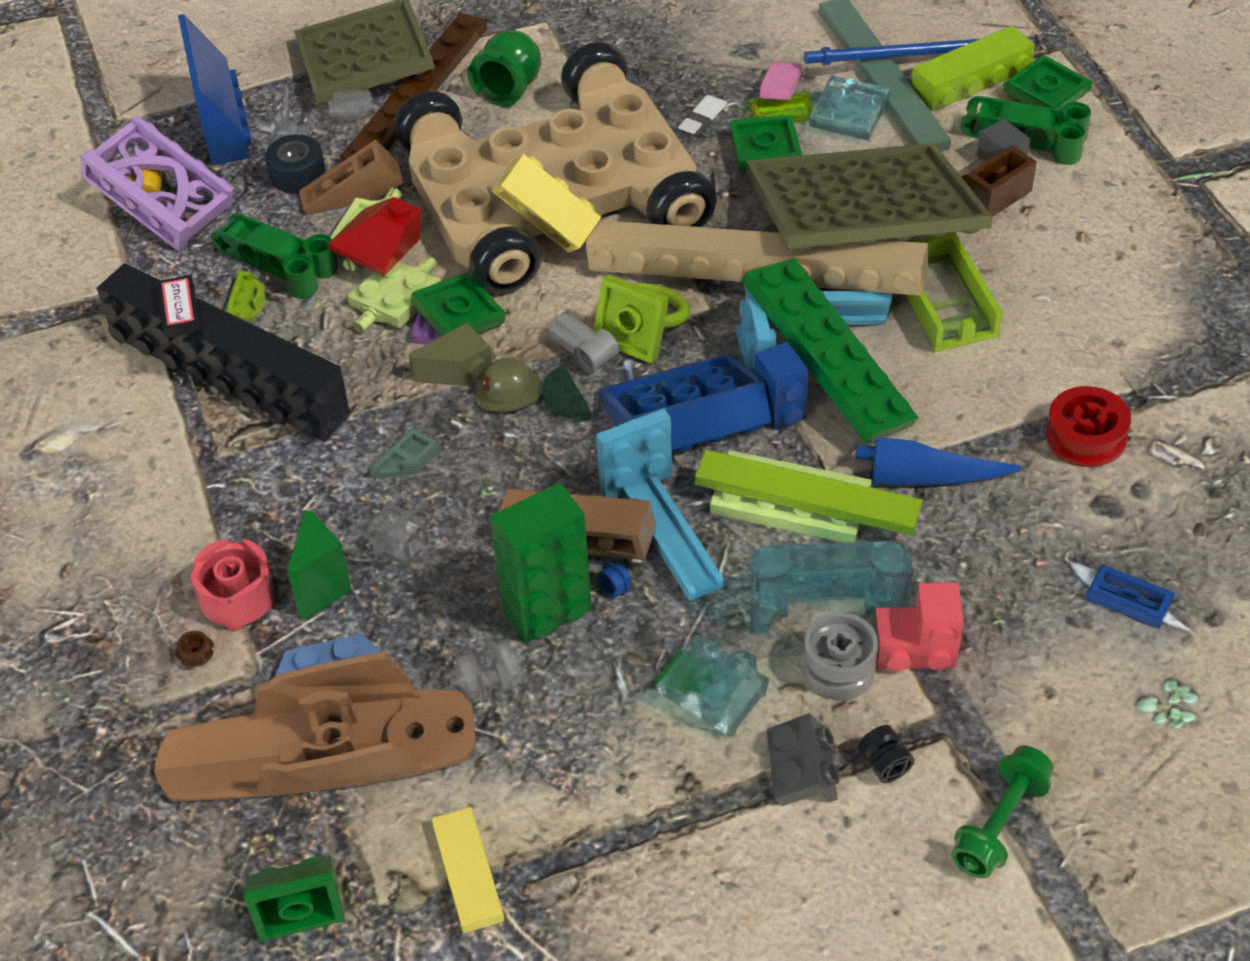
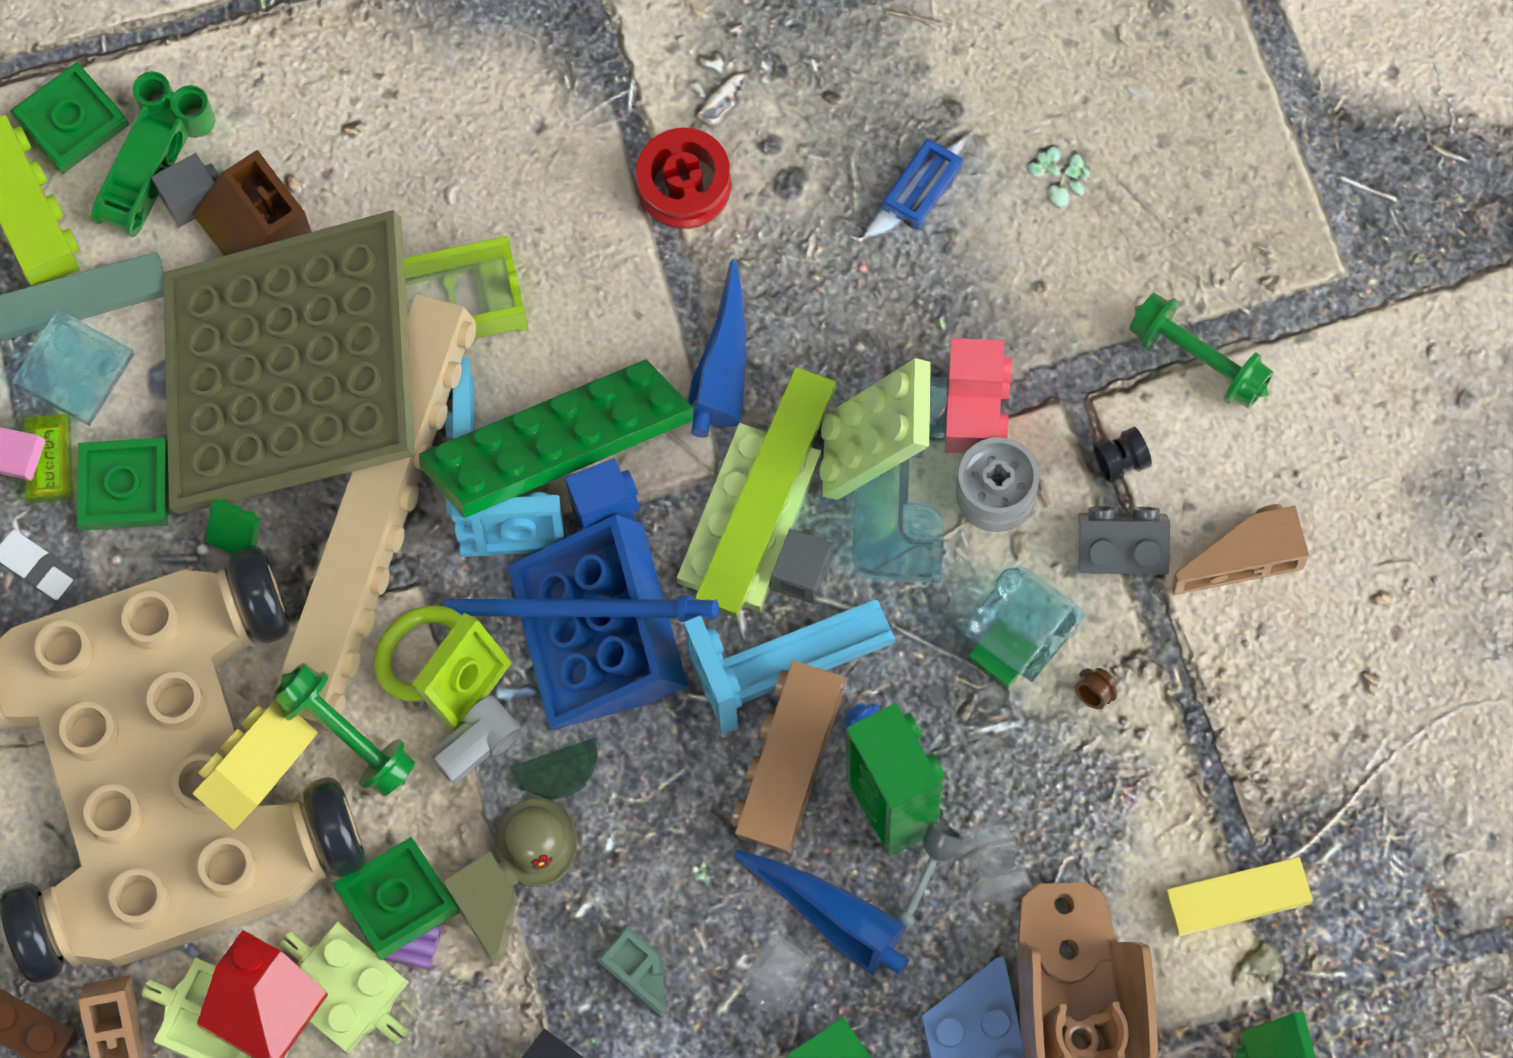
camera: 85 degrees left, 20 degrees up
(446, 578) = (845, 920): none -> blue piece
(500, 621) = (940, 844): none -> hinge
(600, 218) = (386, 768): none -> green piece
(658, 745) = (1096, 688): none -> reddish brown plate
(681, 415) = (682, 608): none -> blue bar
(736, 196) = (231, 527): none -> green piece
(748, 526) = (802, 564): none -> dark grey brick
(805, 861) = (1257, 548): none -> medium nougat slope
(850, 528) = (876, 429): none -> yellowish green plate

